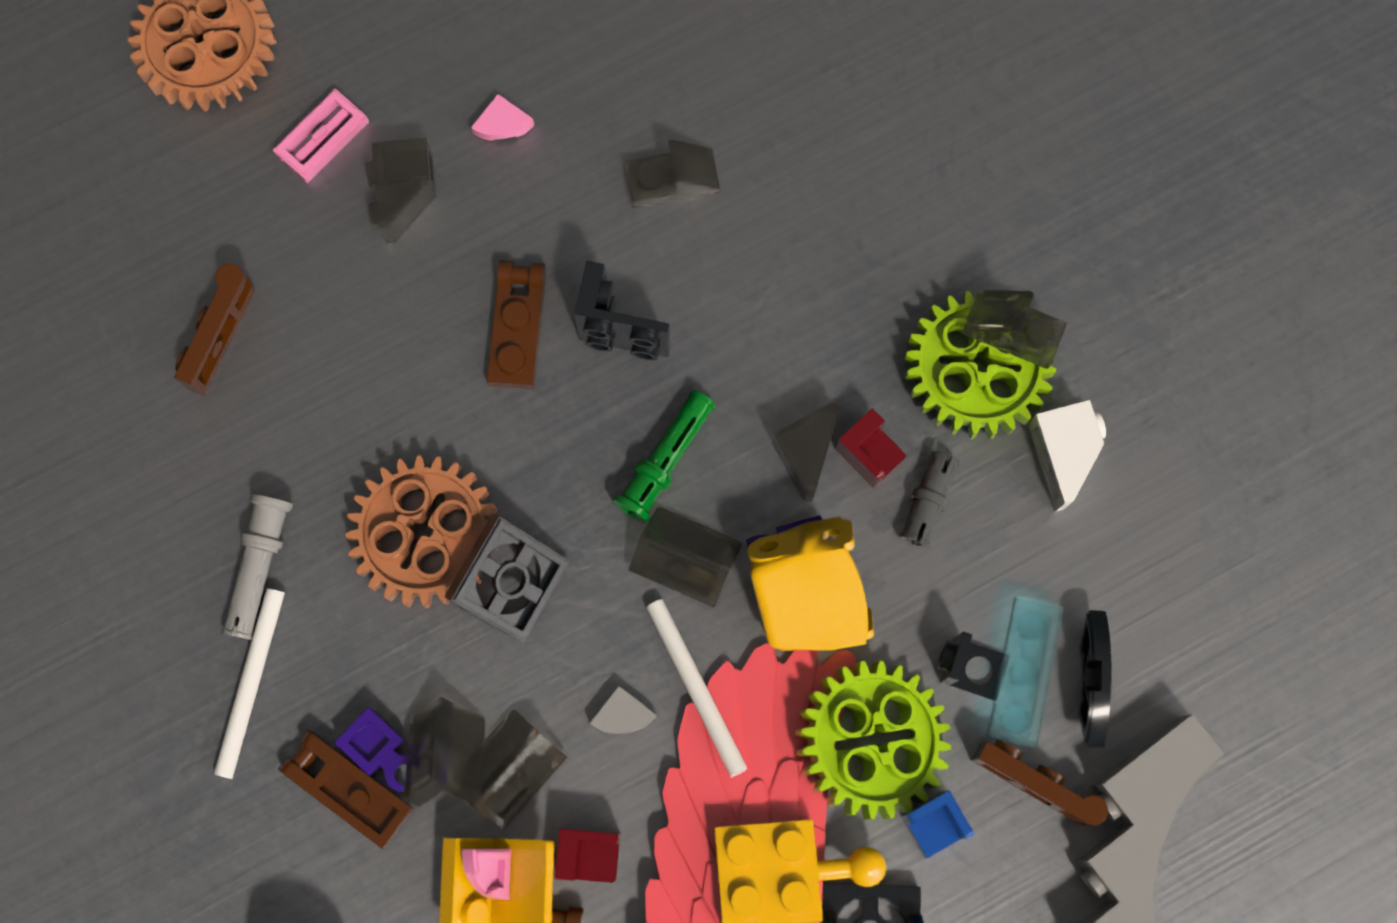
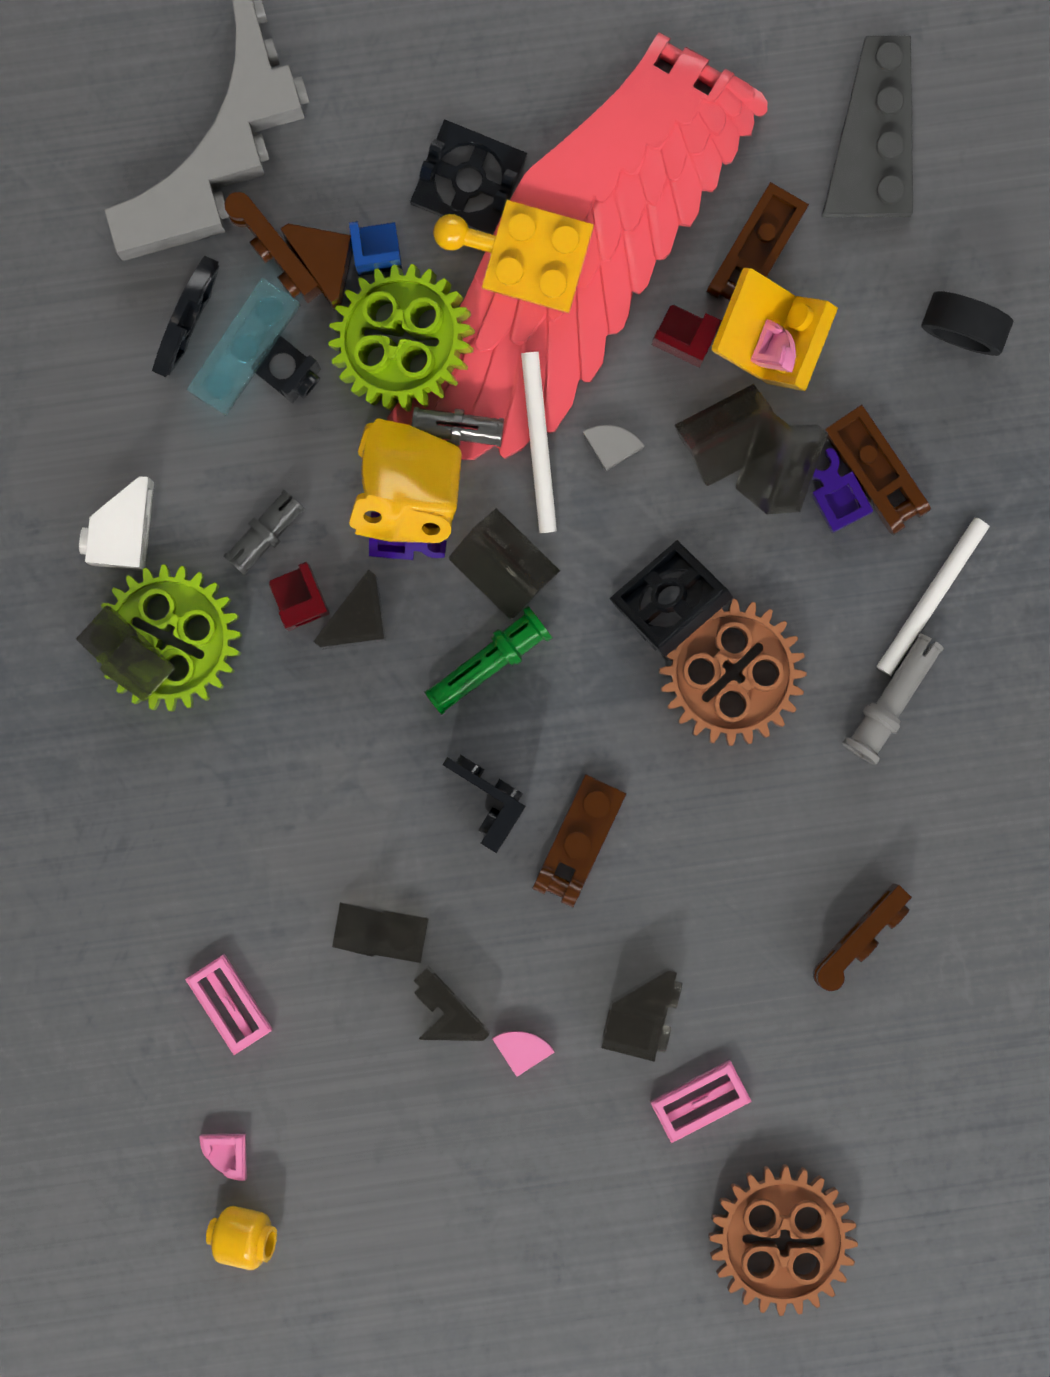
camera: 160 degrees left, 10 degrees up
(572, 122) = (457, 1021): none -> clear smoke slope
(749, 677) = (489, 429): none -> dark grey pin
(775, 79) = (243, 993): none -> bright pink tile
(982, 790) = (324, 256): none -> reddish brown slope

